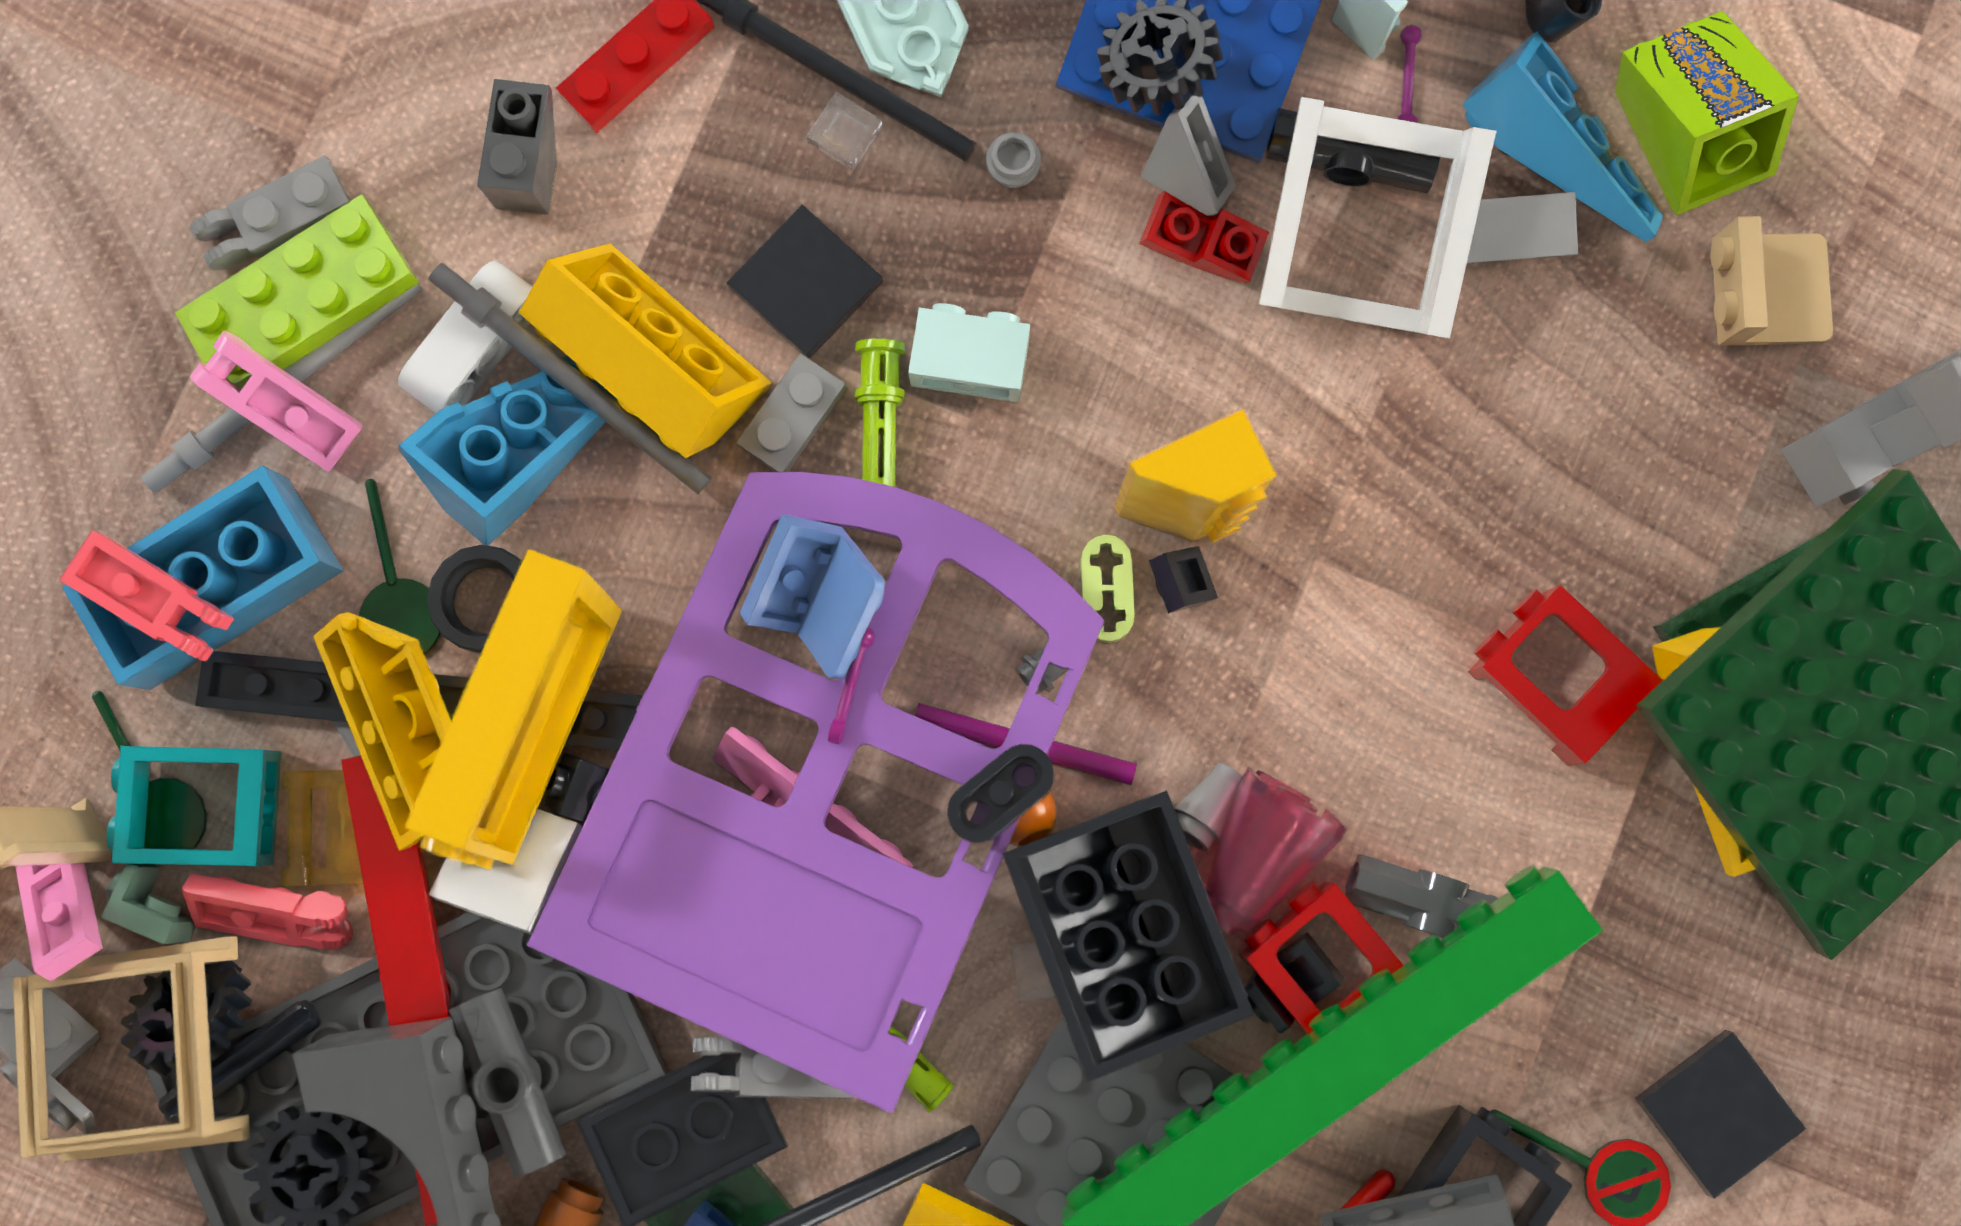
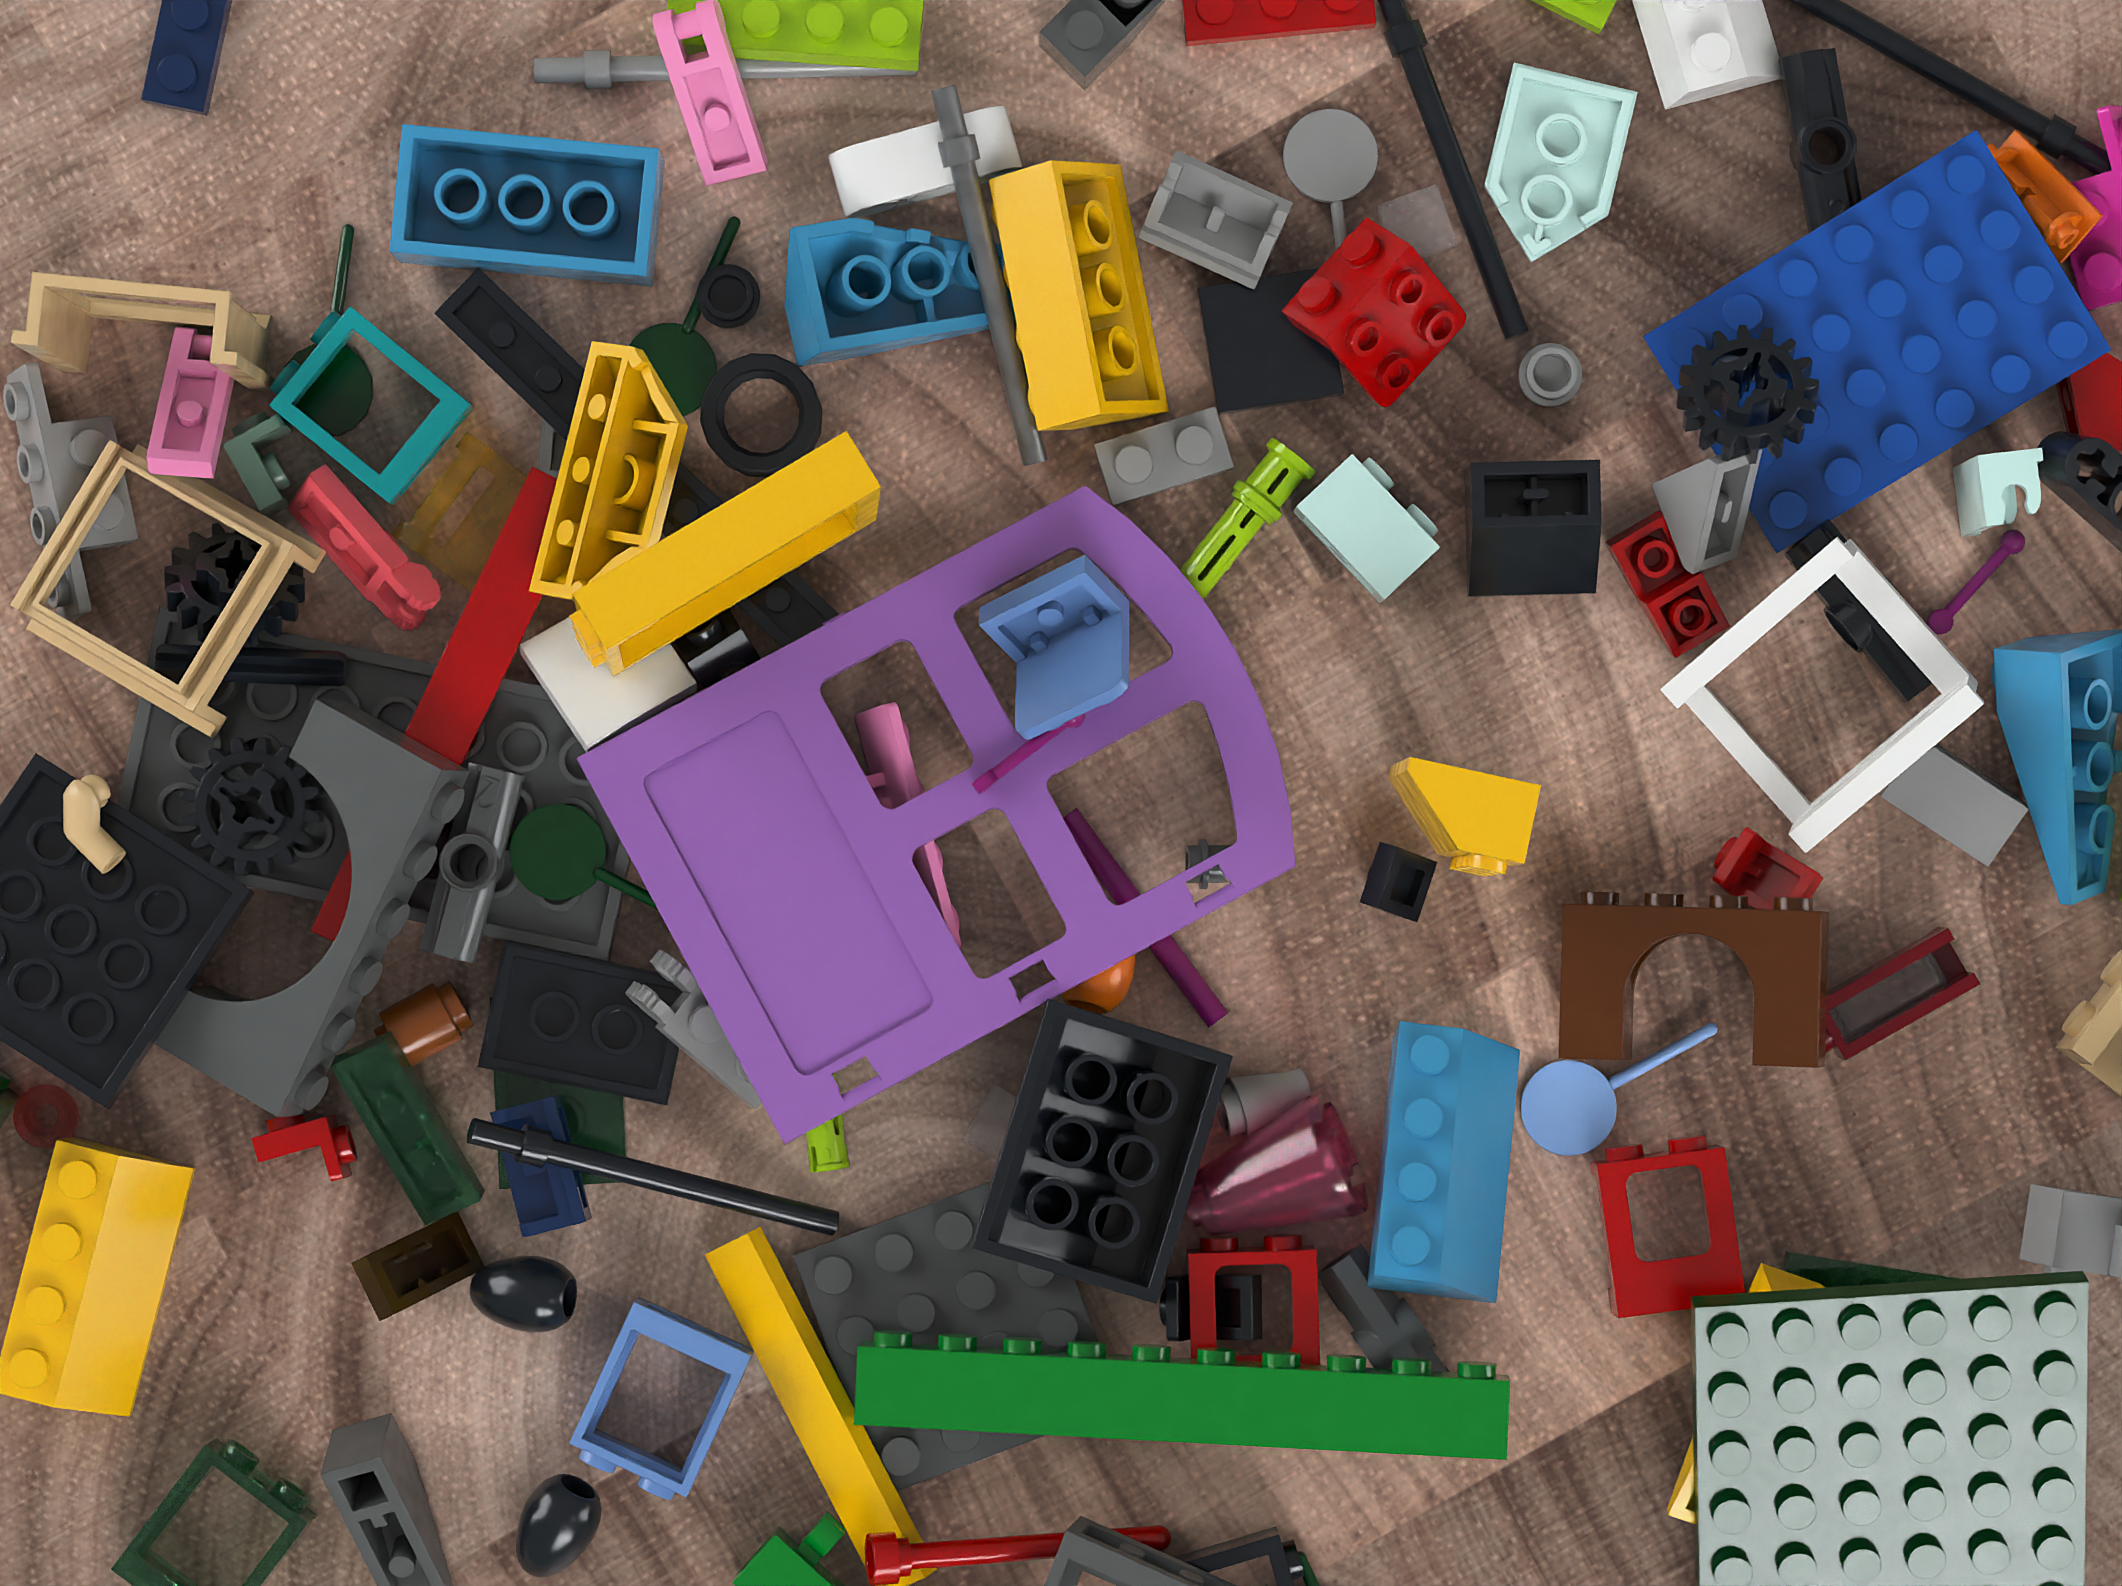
camera: 30 degrees right, 5 degrees up
(141, 593) = (472, 188): coral hinge -> none
(402, 536) = (728, 296): none -> black plate
(574, 1021) = (563, 853): none -> dark green piece
(701, 224) = (1215, 220): none -> light grey hinge
(754, 132) = (1331, 160): none -> light grey piece
(861, 201) = (1377, 311): none -> red bracket
(998, 791) = (1086, 947): black plate -> none
(1082, 264) = (1532, 527): none -> black slope
(1120, 587) = (1338, 845): yellowish green beam -> none
(1373, 753) = (1444, 1163): none -> dark azure slope
(1424, 640) = (1573, 1105): none -> light blue piece
(1432, 381) = (1761, 871): none -> red bracket
(1487, 413) = (1610, 942): none -> reddish brown arch
(1582, 395) = (1894, 993): none -> dark red window

